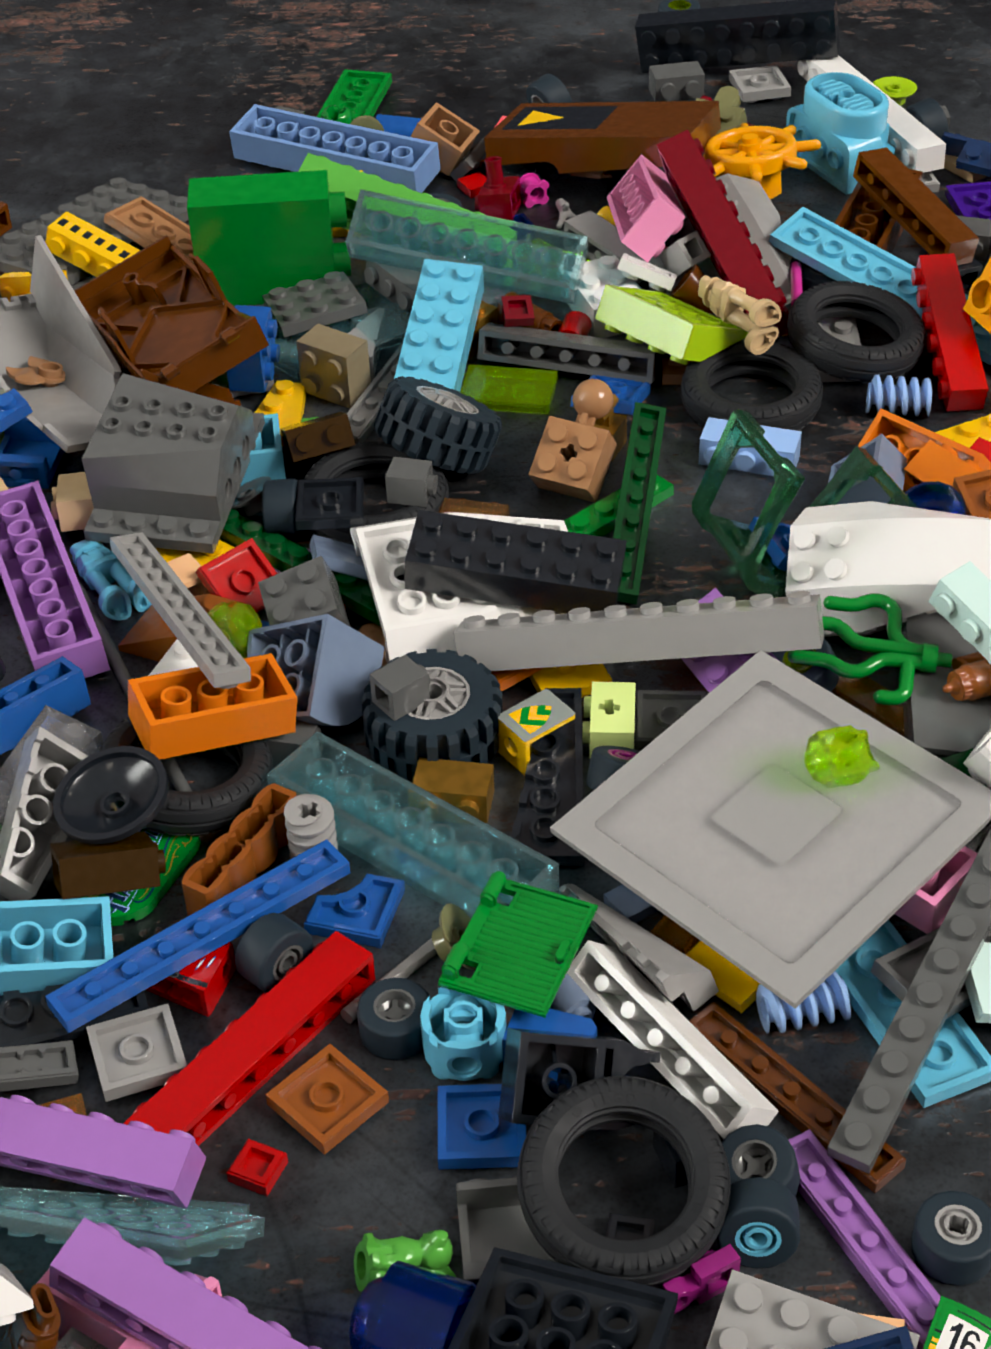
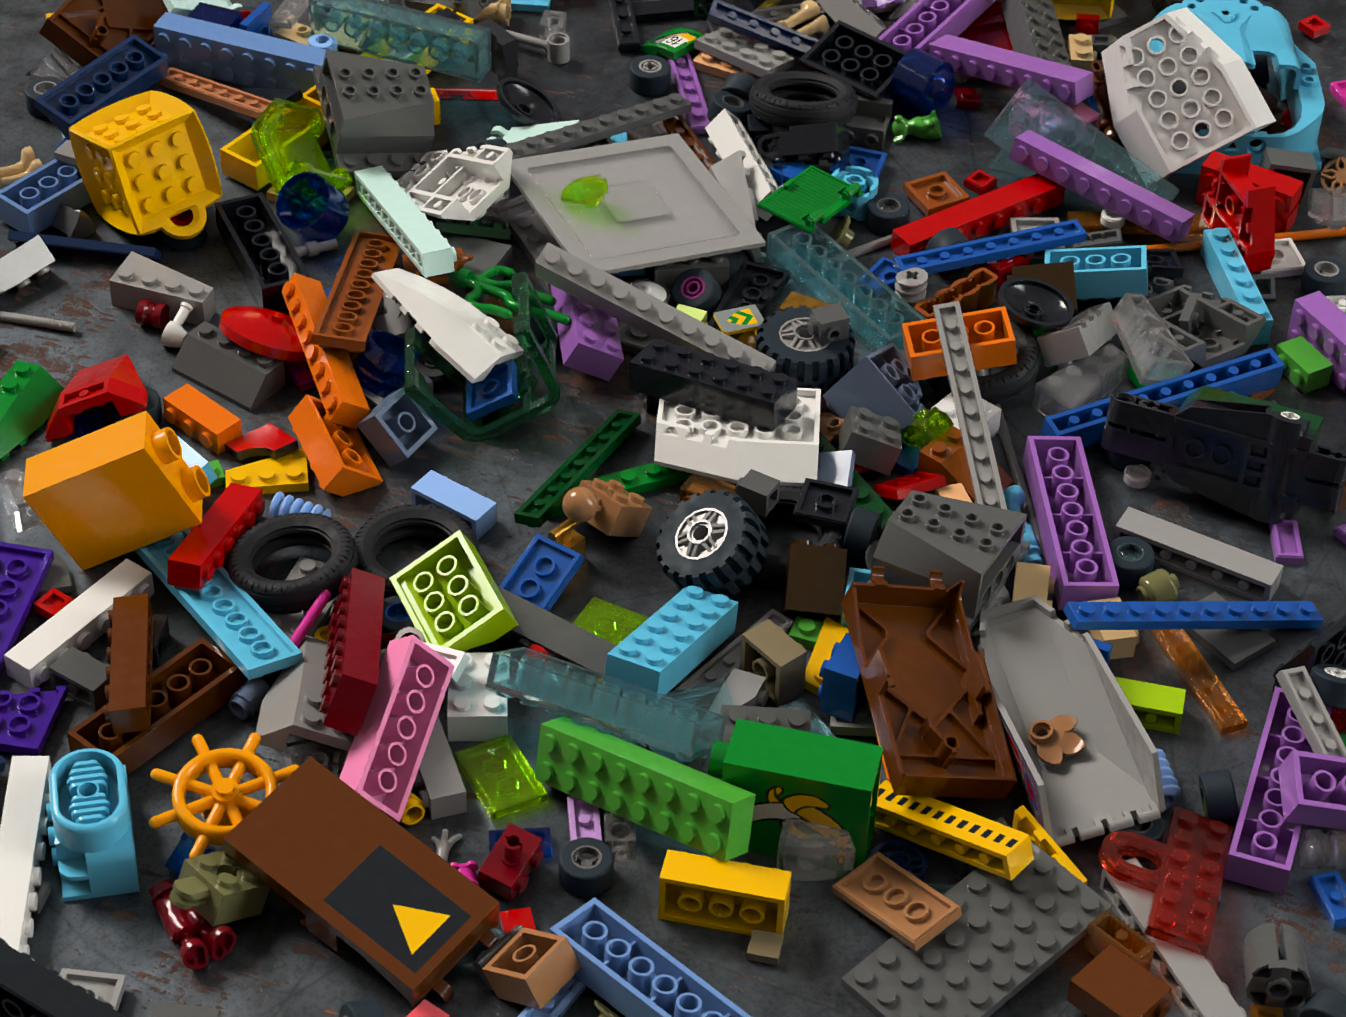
camera: 165 degrees left, 0 degrees up
(517, 310) = (584, 658): dark red plate -> none
(729, 302) = (390, 551): tan piece -> none

